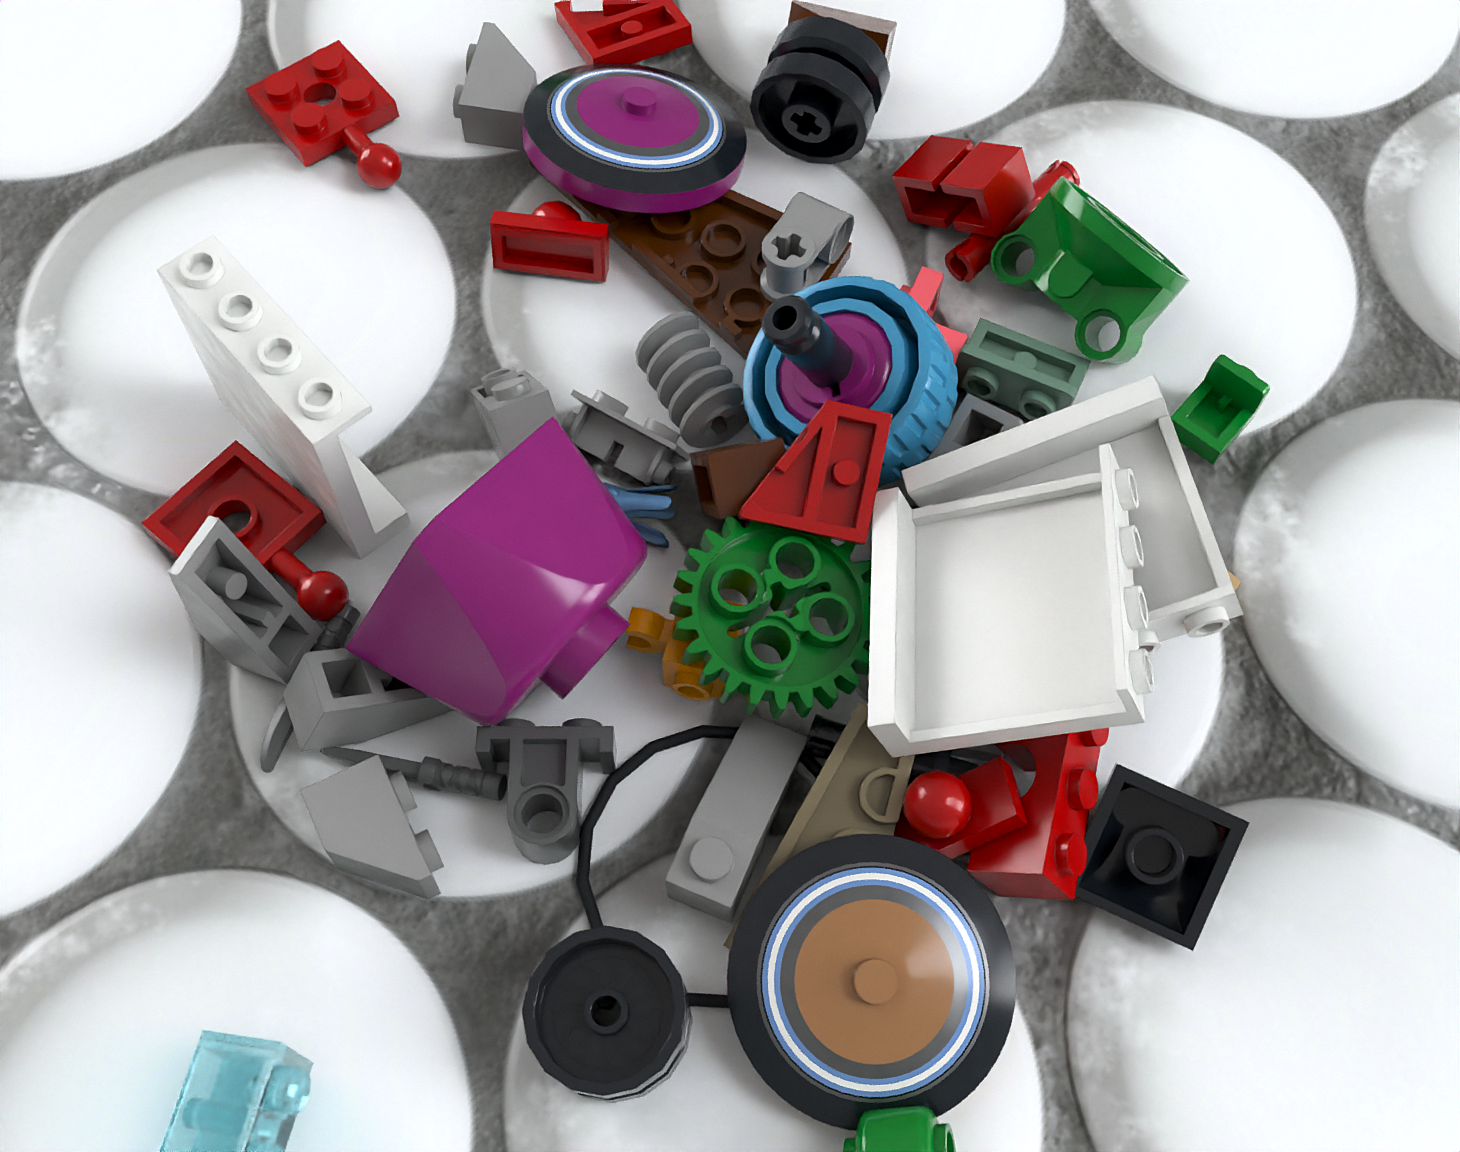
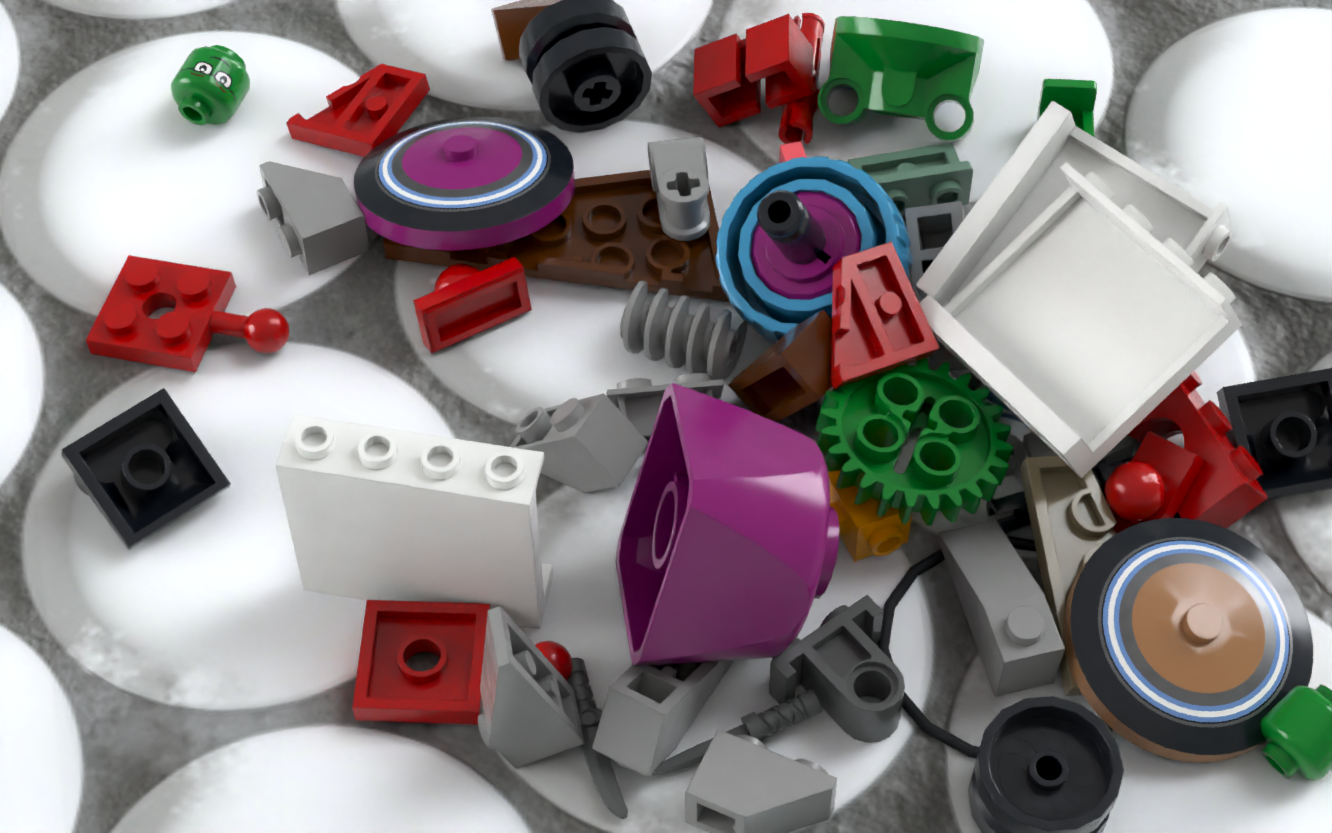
camera: 35 degrees left, 10 degrees down
(173, 208) = (145, 468): none -> black slope

